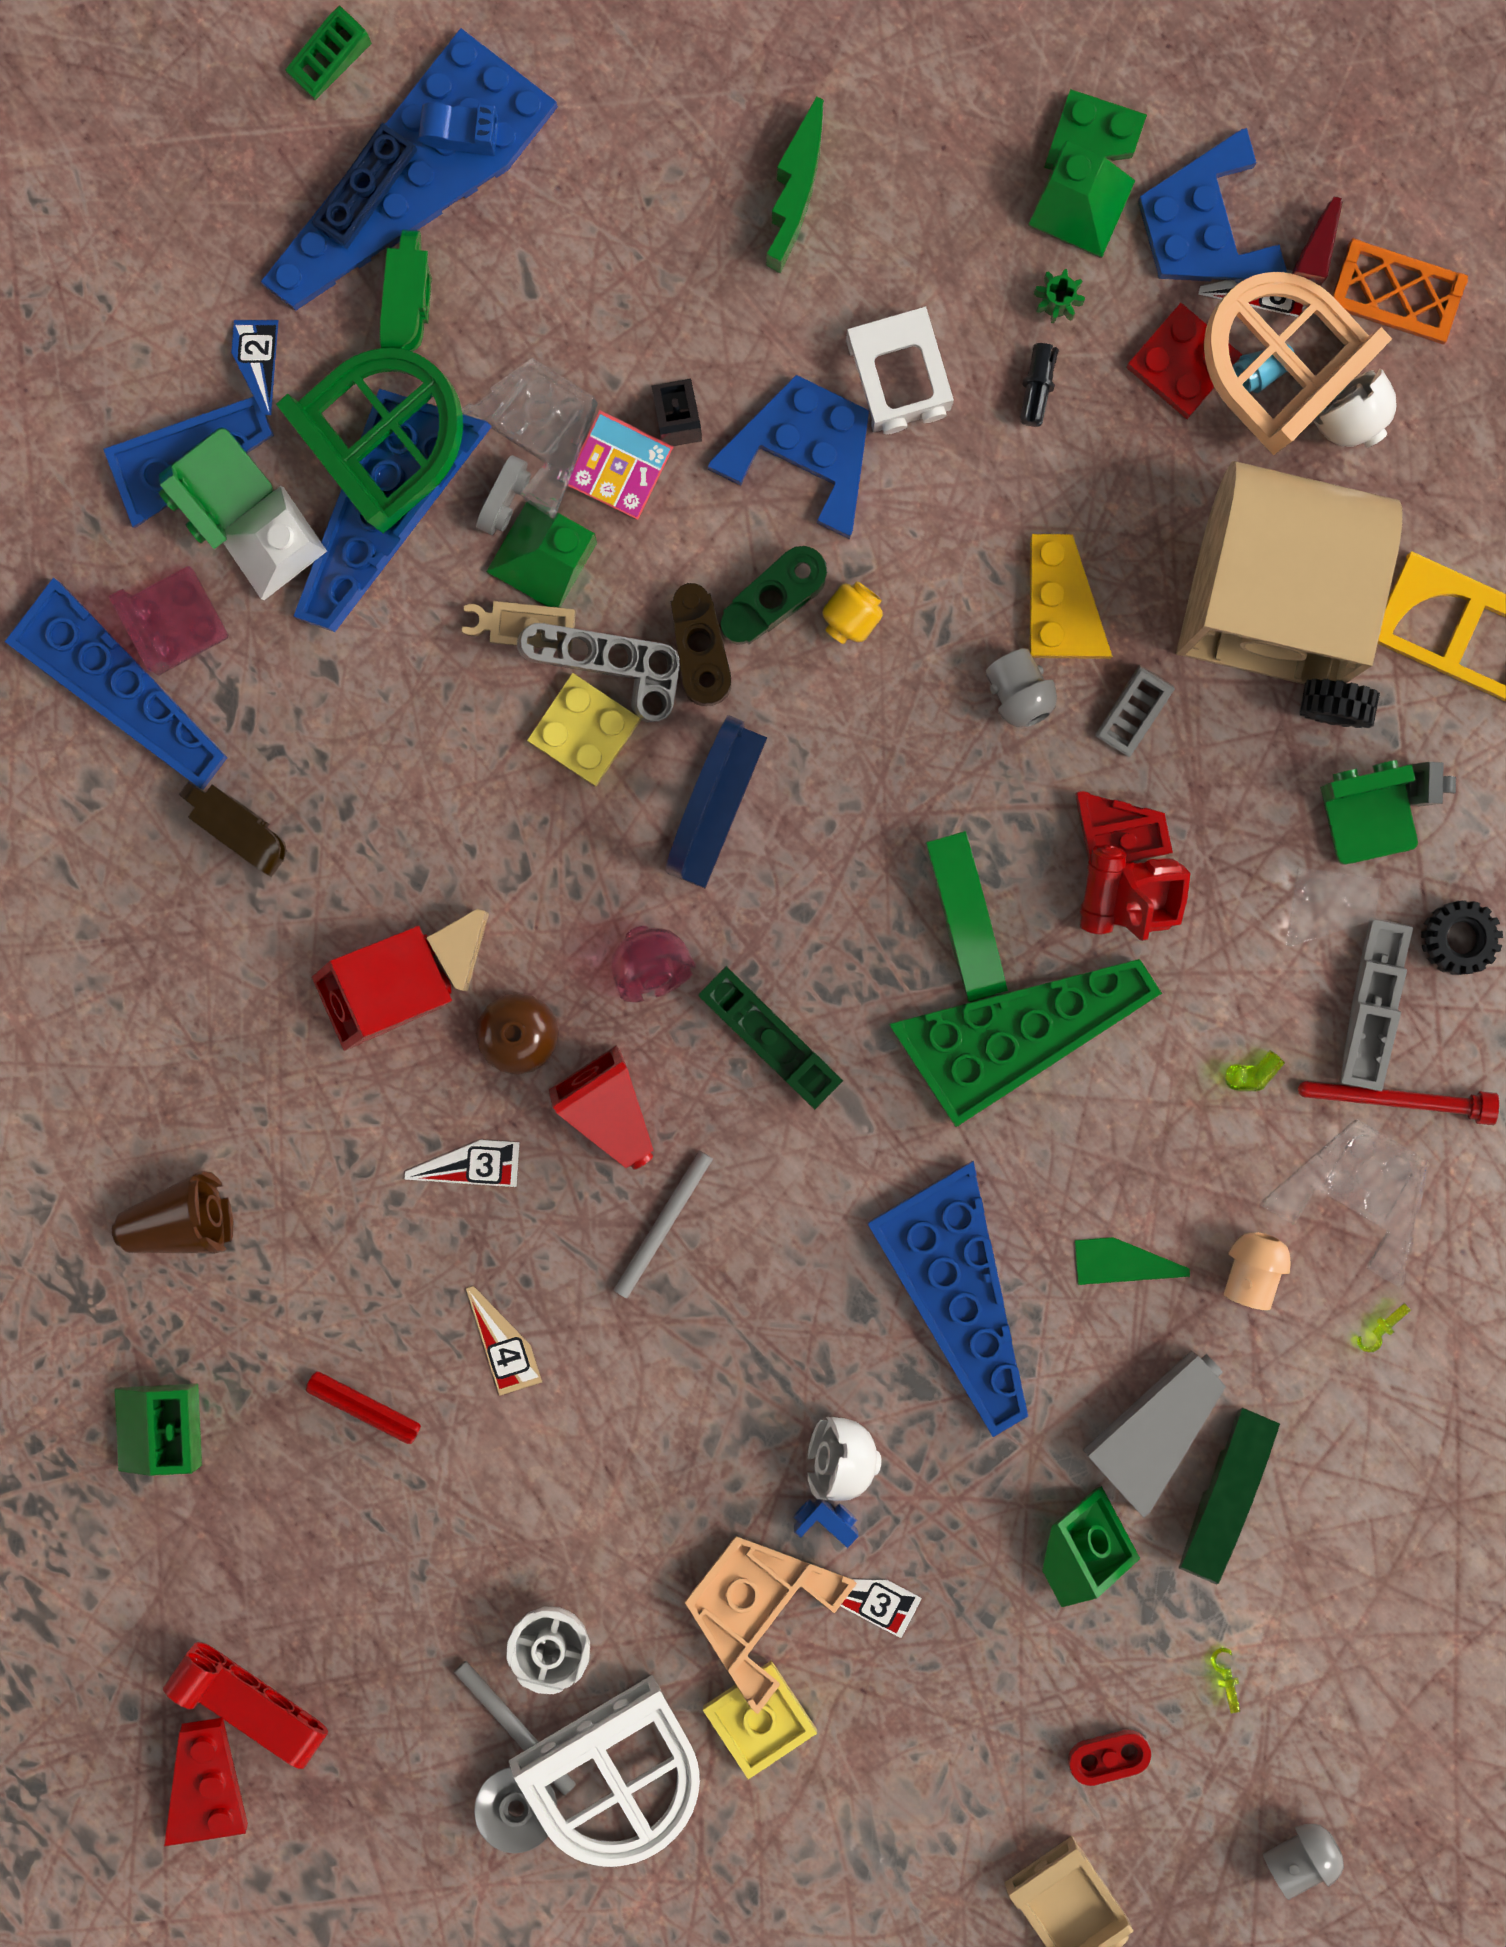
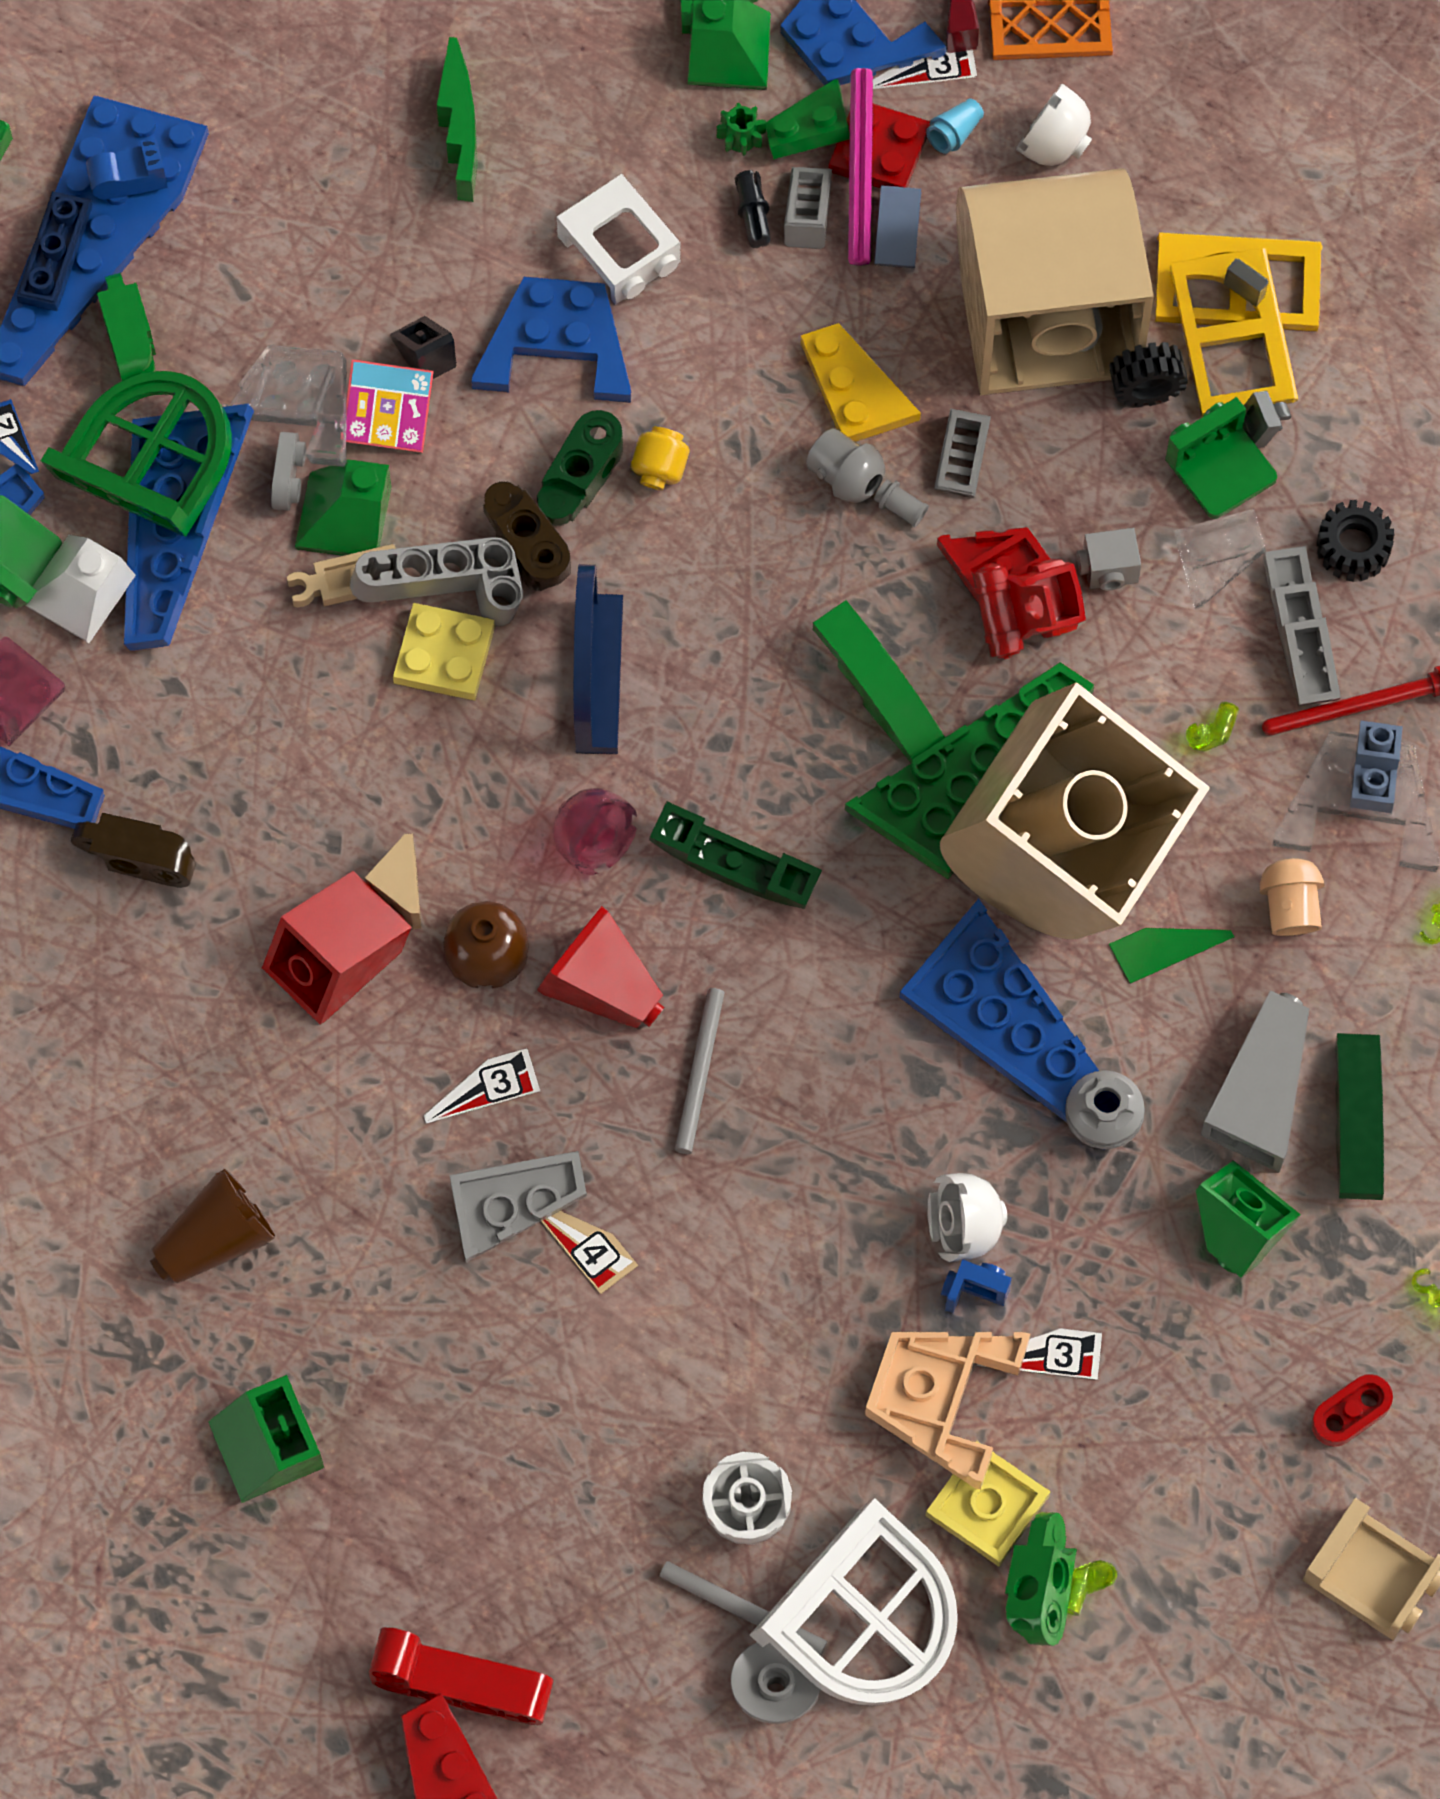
camera: 20 degrees left, 20 degrees down
(363, 1407) = (467, 1350): red axle -> none
(452, 1283) = (513, 1197): none -> light grey wing
(775, 1814) = (1041, 1582): none -> green piece
(818, 1816) = (1087, 1580): none -> clear neon green arm
(998, 1386) = (1100, 1128): none -> light grey piece
(1058, 740) = (900, 502): none -> light grey pin
(1080, 422) = (807, 230): none -> light grey slope
(1086, 1148) = (1070, 817): none -> tan brick
(1127, 313) = (809, 123): none -> green wing
(1156, 381) = (860, 167): none -> dark pink axle
(1167, 454) = (897, 227): none -> sand blue slope
(1227, 873) = (1110, 559): none -> light grey brick
(1317, 389) = (1010, 124): light nougat window -> none
(1384, 1175) = (1376, 767): none -> sand blue slope
(1471, 646) = (1246, 282): none -> dark grey tile
(1478, 634) = (1266, 326): none -> yellow window

